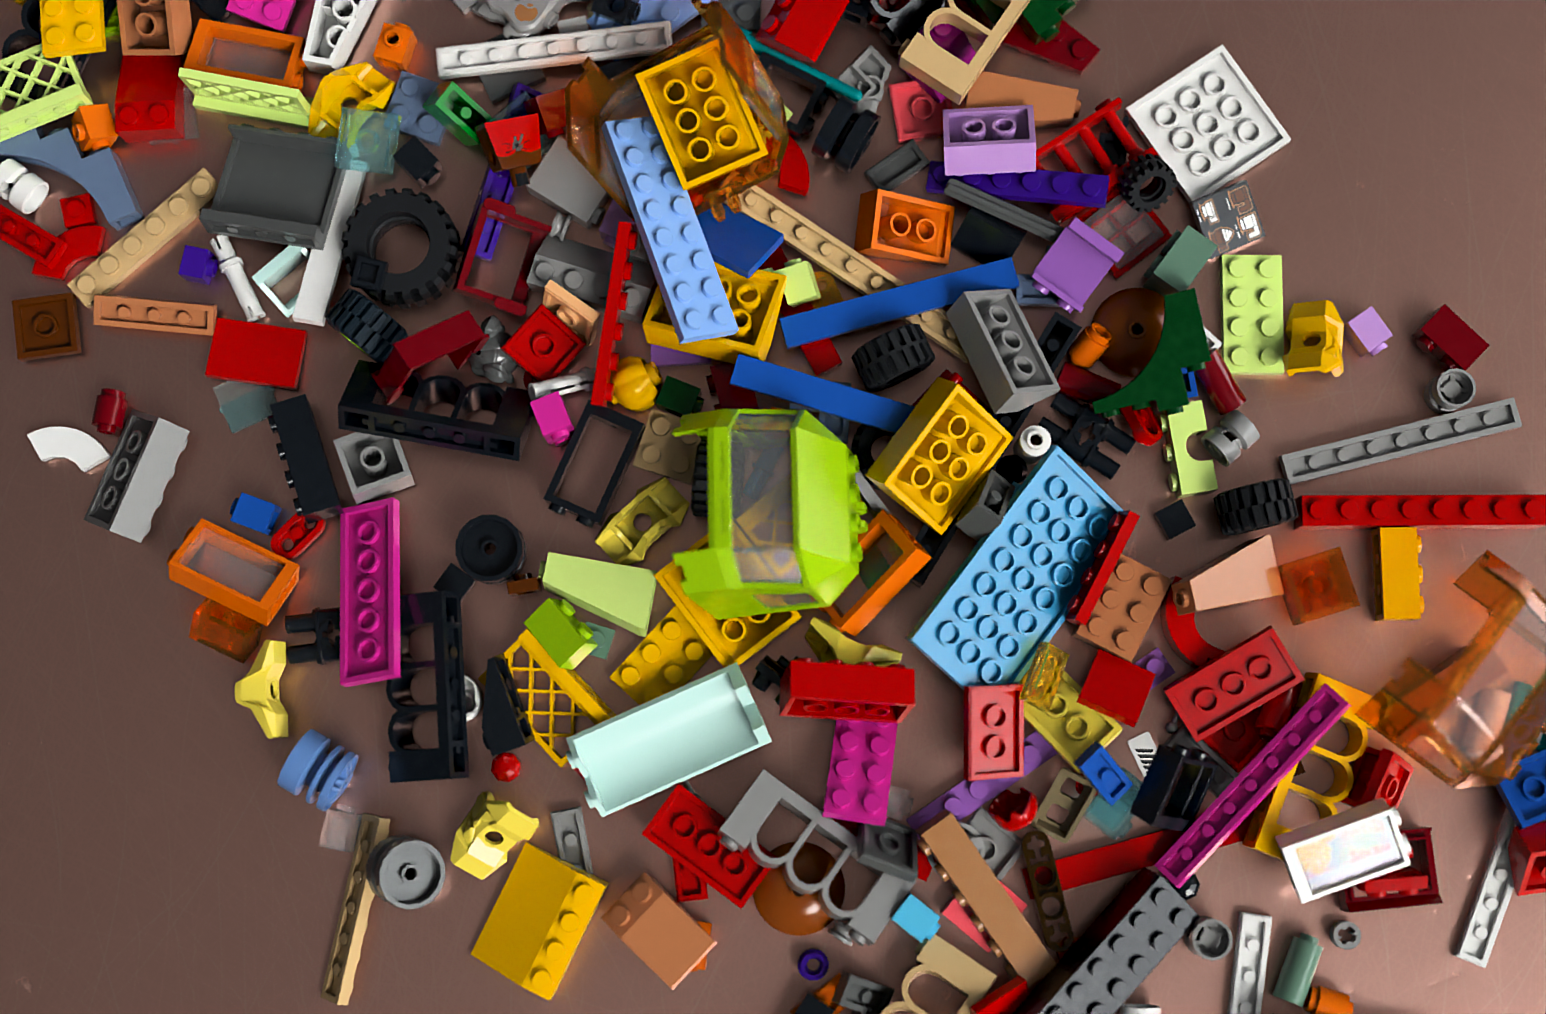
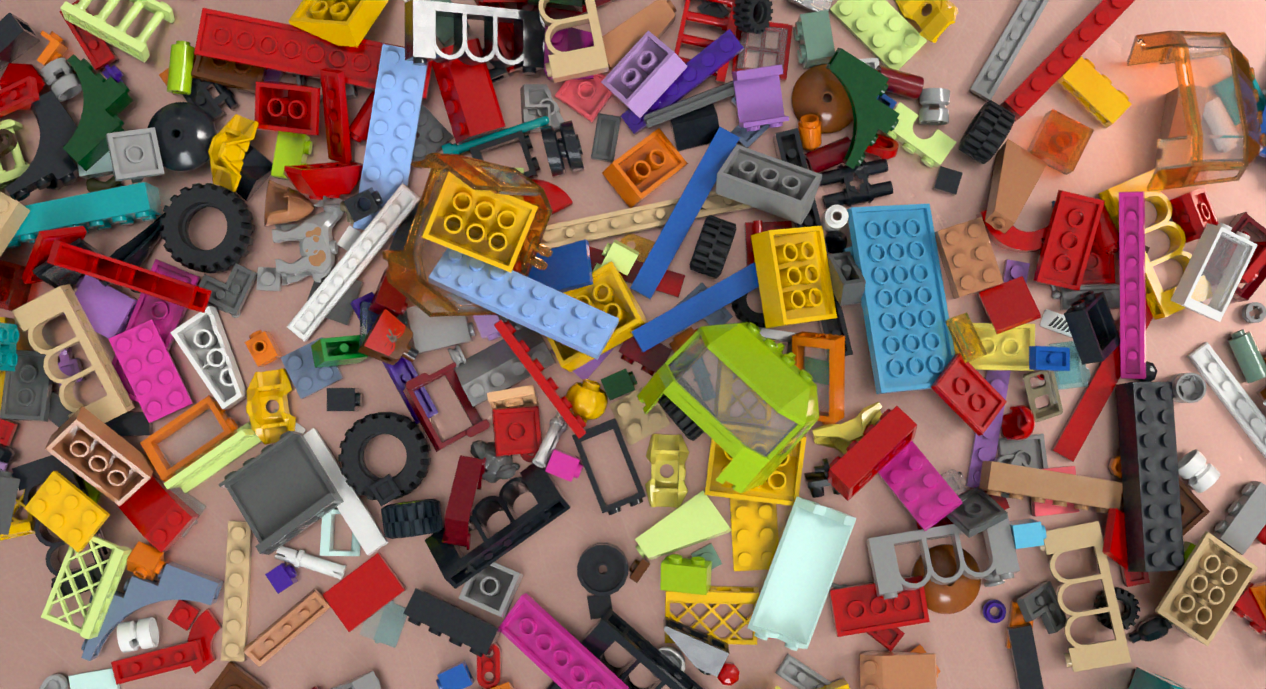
camera: 40 degrees left, 5 degrees up
(367, 140) = (304, 416): clear light blue tile -> none
(1052, 889) = (1079, 446): dark brown beam -> none
(1096, 577) = (939, 251): red plate -> none

